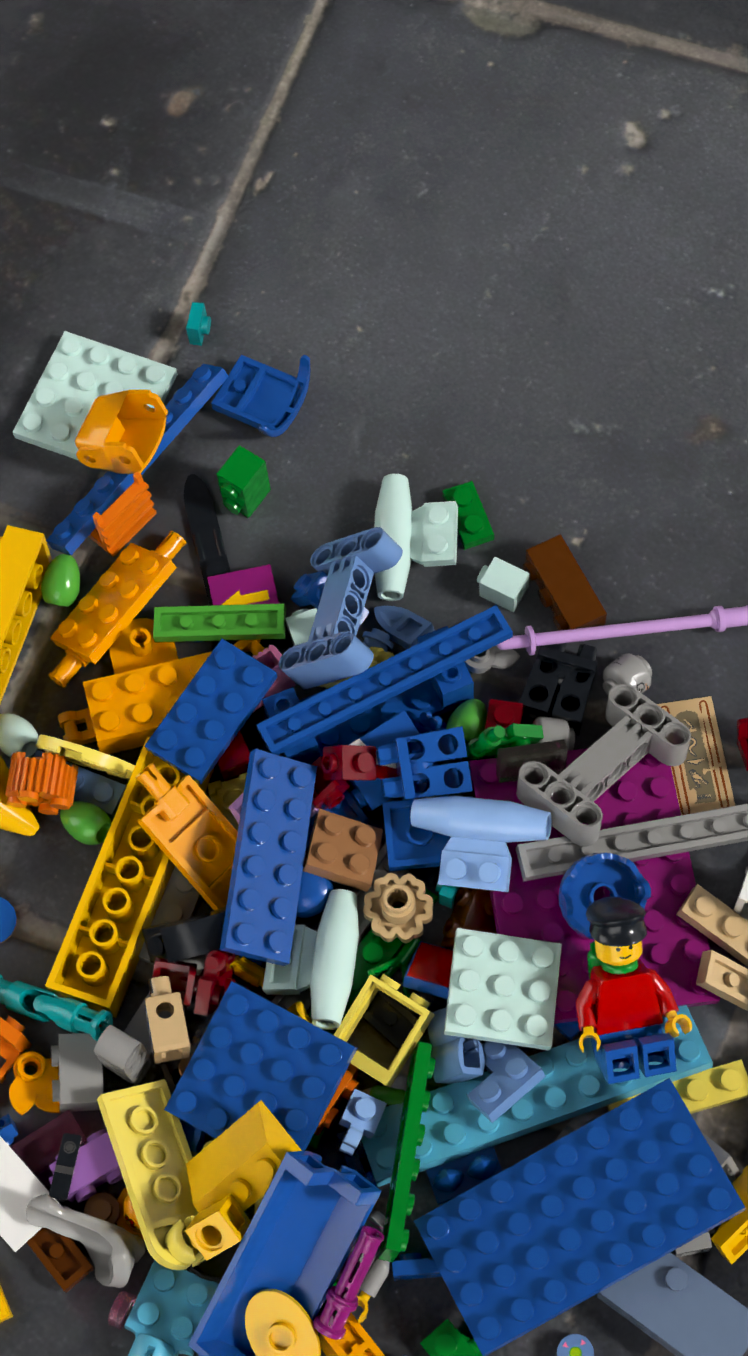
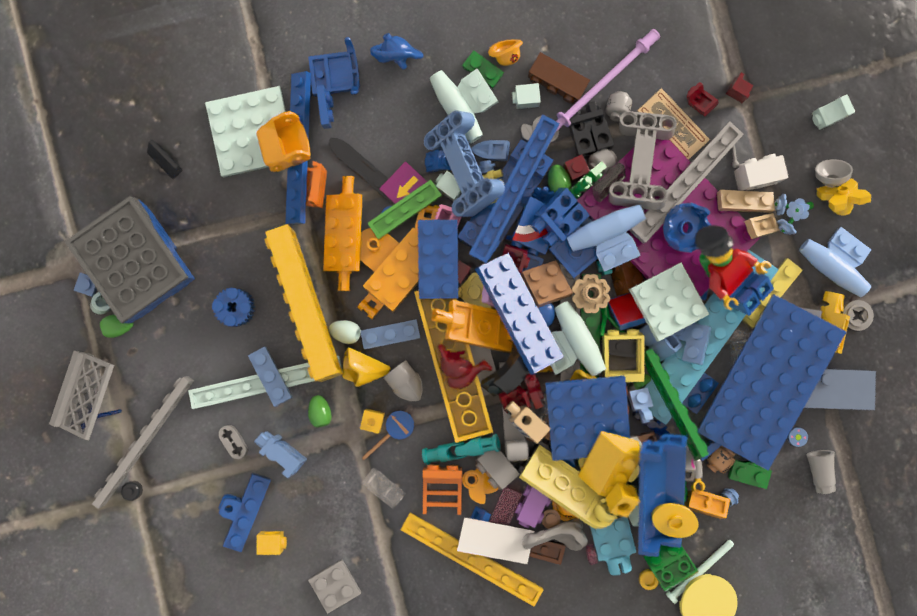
camera: 40 degrees left, 20 degrees up
(41, 782) = (381, 349): orange brick -> none
(42, 856) = (405, 382): none -> light grey helmet
(61, 581) = (308, 239): bright green animal -> none
(65, 1166) = (525, 515): black sticker -> none
(85, 756) = (392, 321): light yellow tile -> none
(86, 822) = (411, 350): bright green animal -> none
(122, 879) = (458, 370): none -> dark red piece
(198, 323) = (273, 53): teal plate -> none
(213, 423) = (325, 104): none -> blue plate
(243, 482) = (362, 127): green brick -> none
(345, 1299) = (693, 488): magenta pin -> none
(349, 763) = (523, 241): dark red bracket -> none
(362, 411) = (396, 50): none -> blue piece
(425, 1298) = (721, 460): none -> medium nougat head
(514, 509) = (506, 51): none -> light orange hat

